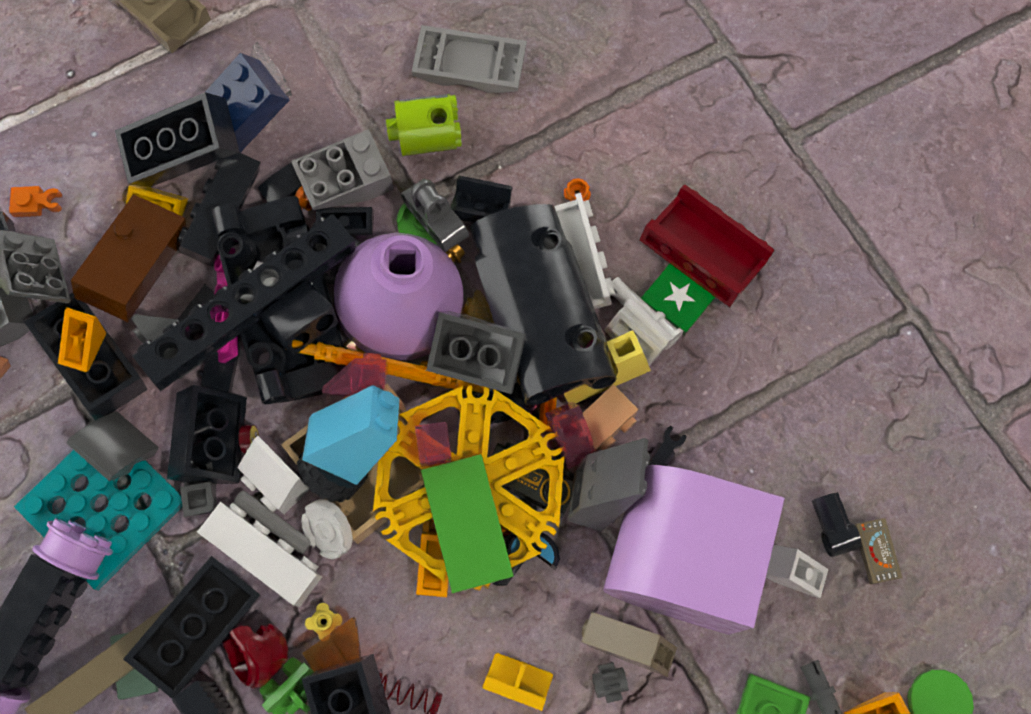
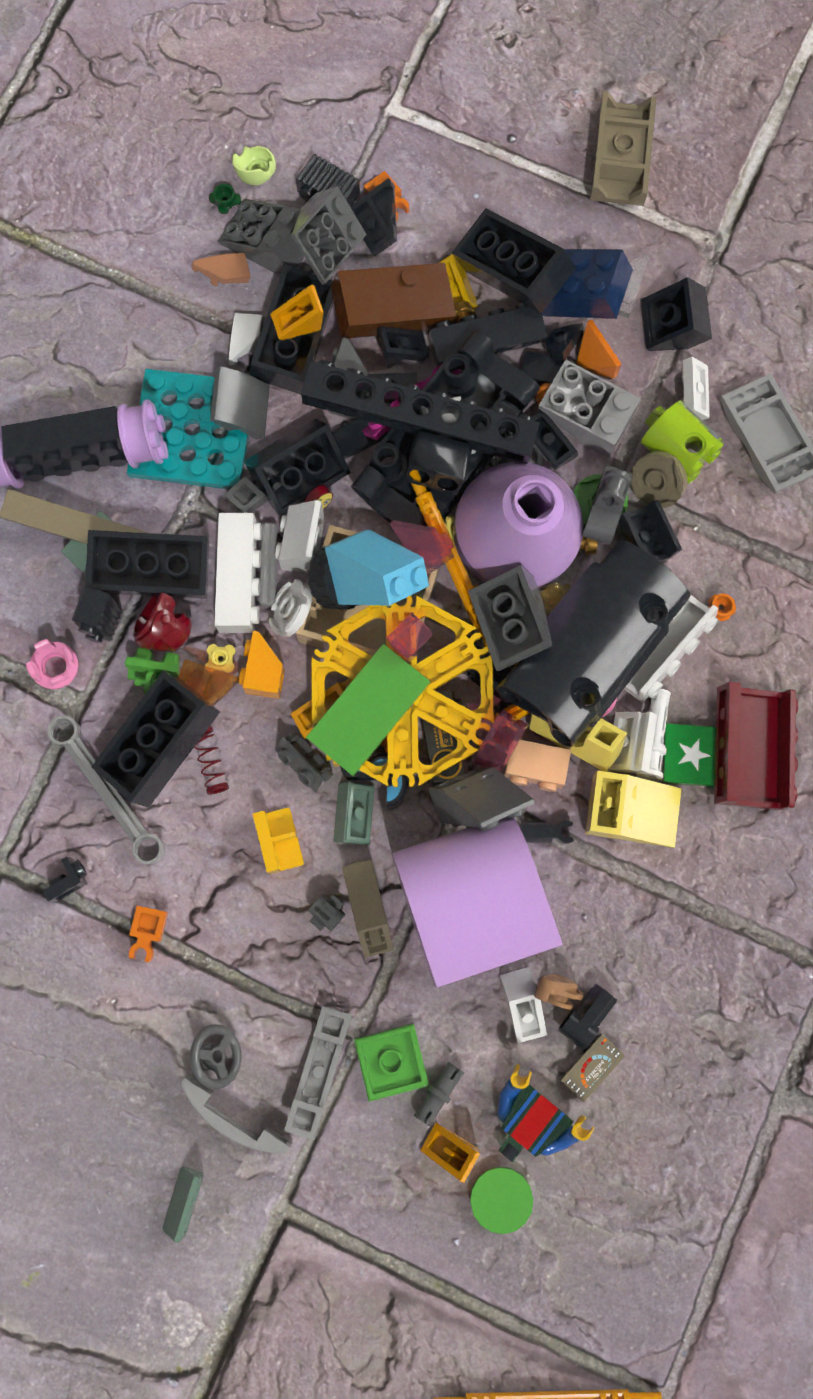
camera: 55 degrees right, 5 degrees up
(46, 219) = (378, 217): none -> black wing
(56, 400) = (244, 335): none -> white slope
(172, 279) = (402, 345): none -> black slope
(184, 209) = (462, 310): none -> pearl gold plate
(272, 154) = (563, 340): none -> black plate
(302, 136) = (596, 354): none -> orange slope
(321, 59) = (676, 317): none -> black slope
(361, 589) = (263, 670): none -> light orange slope
(387, 84) = (696, 387): none -> white plate
(443, 161) = (659, 478): none -> dark tan tile
(450, 614) = (293, 753): none -> dark grey hinge
(539, 600) = (354, 813): none -> sand green slope
(691, 372) = (633, 809): none -> light yellow slope
(800, 533) = (557, 990): none -> medium nougat piece
(895, 627) = (534, 1121): none -> torso

